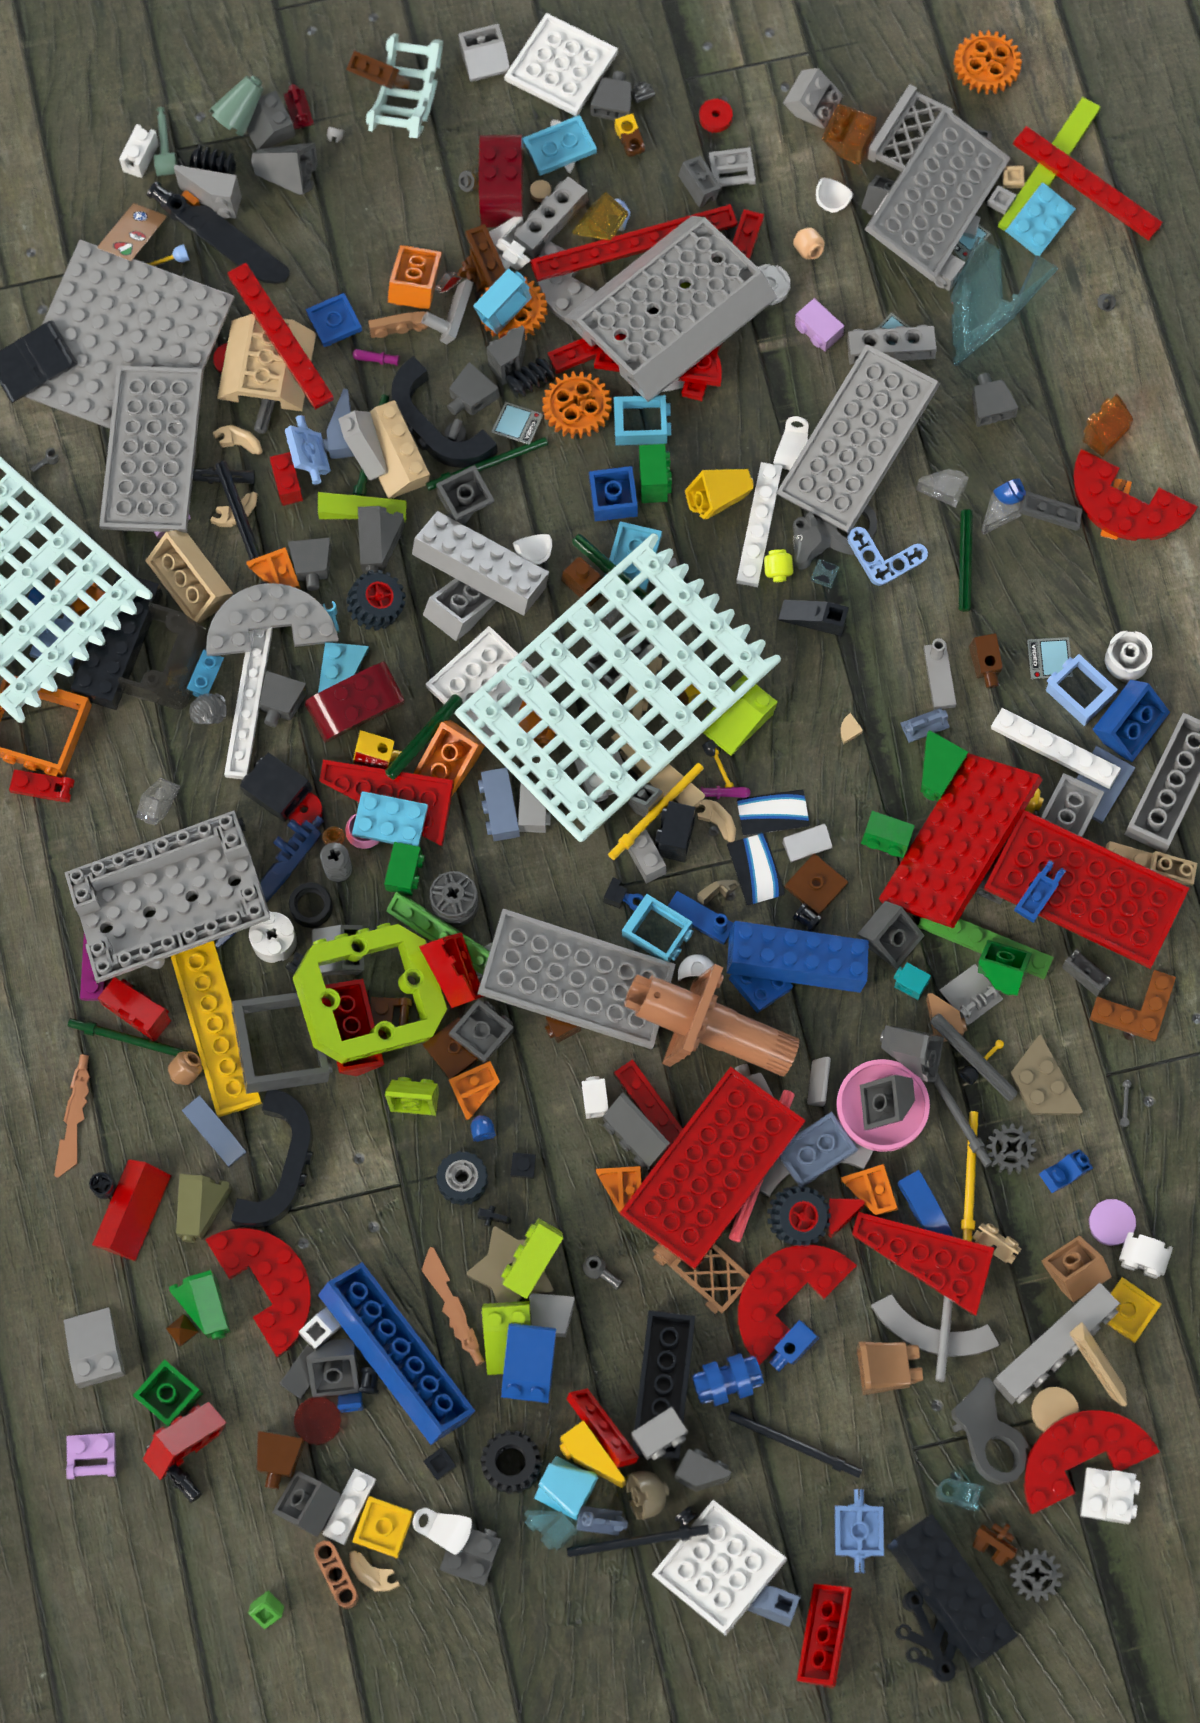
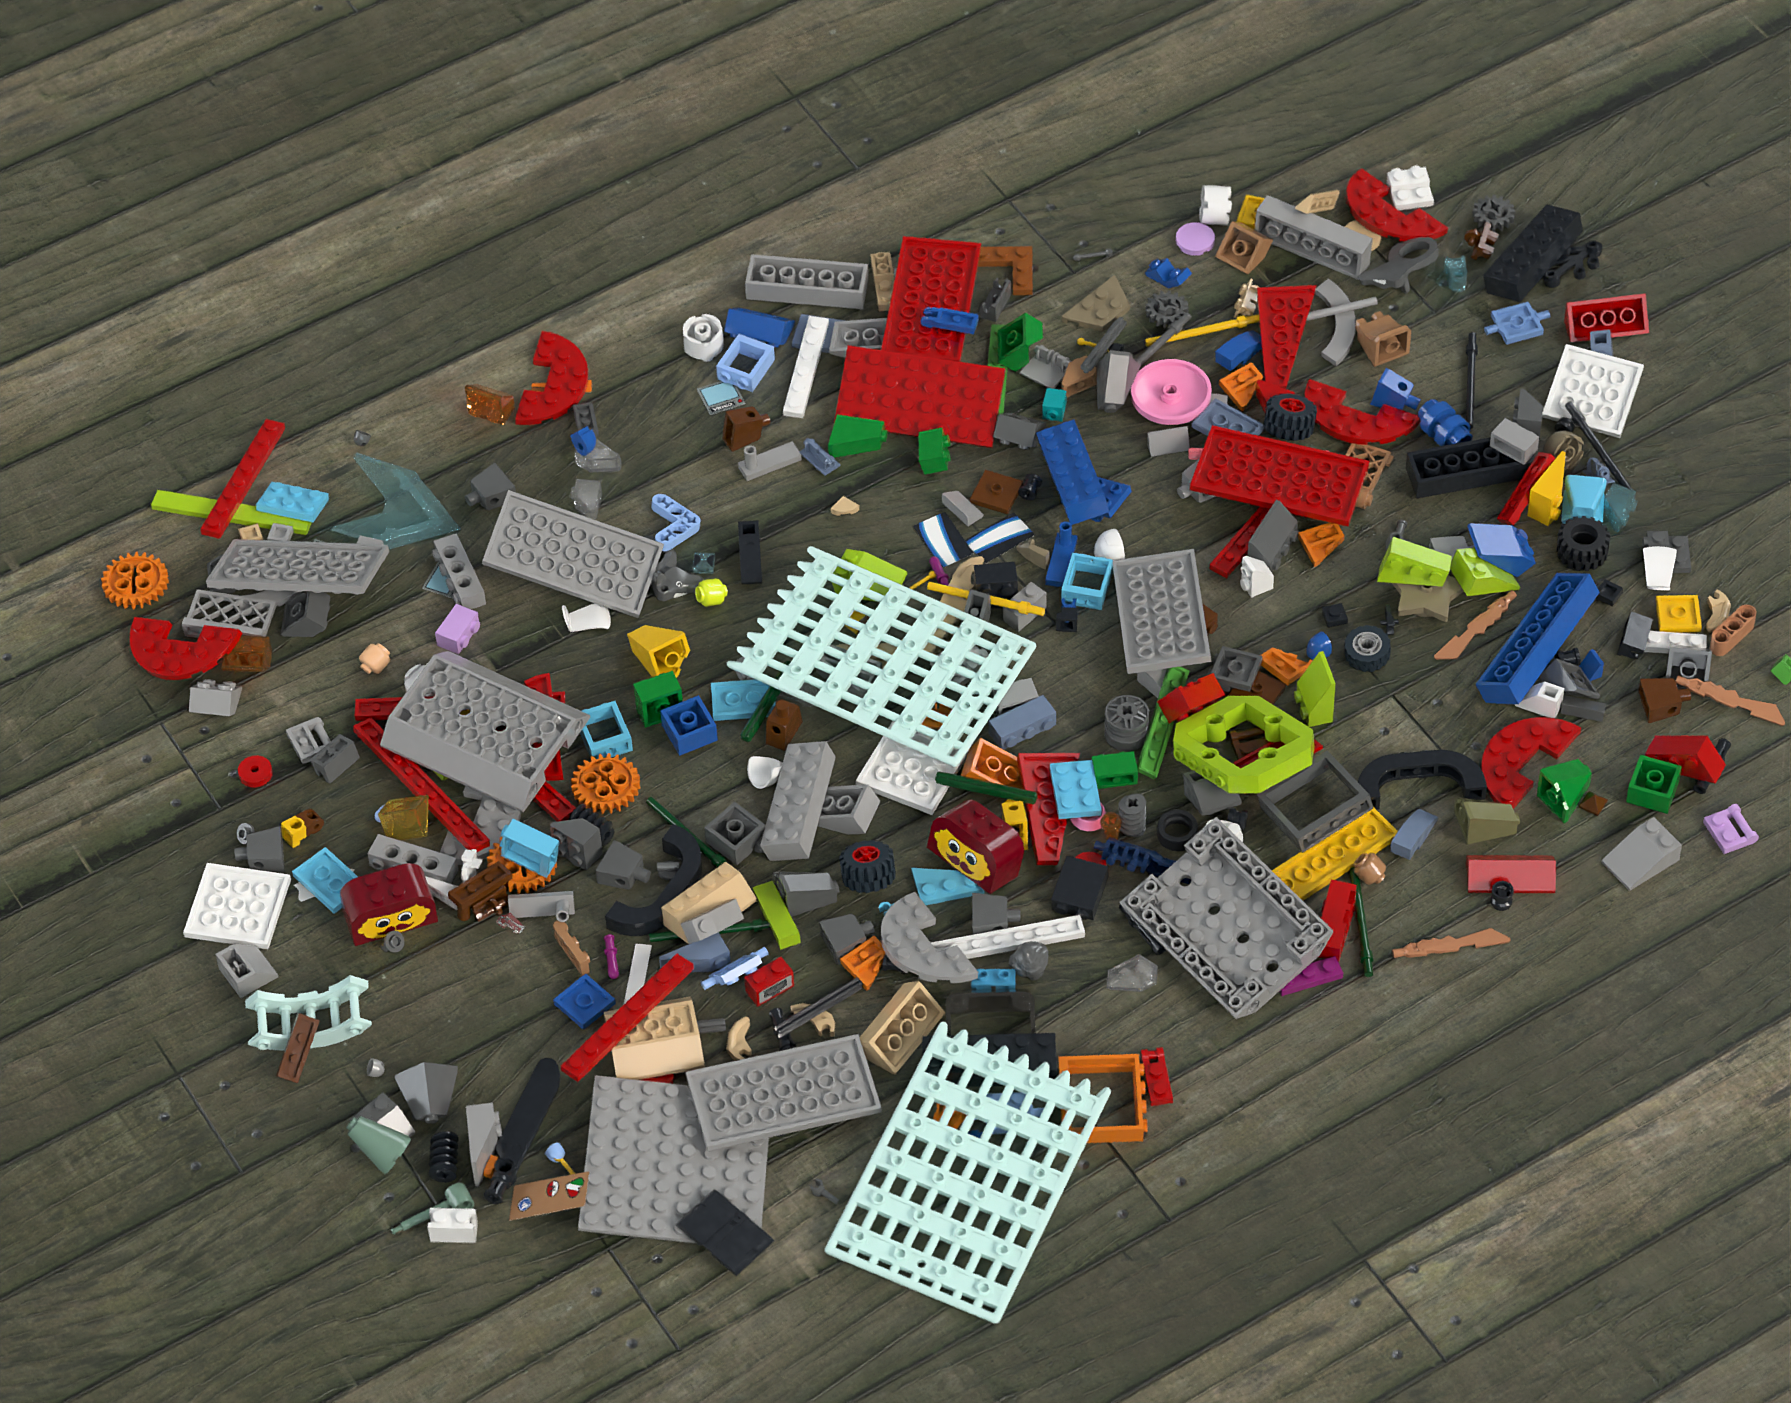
camera: 110 degrees left, 20 degrees down
(249, 1531) = (1731, 699): none -> nougat sword
(298, 107) = (348, 1110): dark red hinge -> none
(317, 1421) = (1617, 686): clear red tile -> none
(349, 376) = (638, 969): none -> white sticker
(370, 1465) = (1634, 635): none -> hinge
(414, 277) = (515, 949): orange slope -> none
(517, 423) = (639, 826): sticker -> none
(700, 1019) = (1160, 510): nougat piece -> none
(759, 524) = (677, 620): white plate -> none
(832, 195) = (318, 652): white helmet -> none
(875, 68) = (177, 658): none -> red plate
(886, 1100) = (1172, 379): dark grey slope -> none
(965, 566) = (652, 471): dark green axle -> none

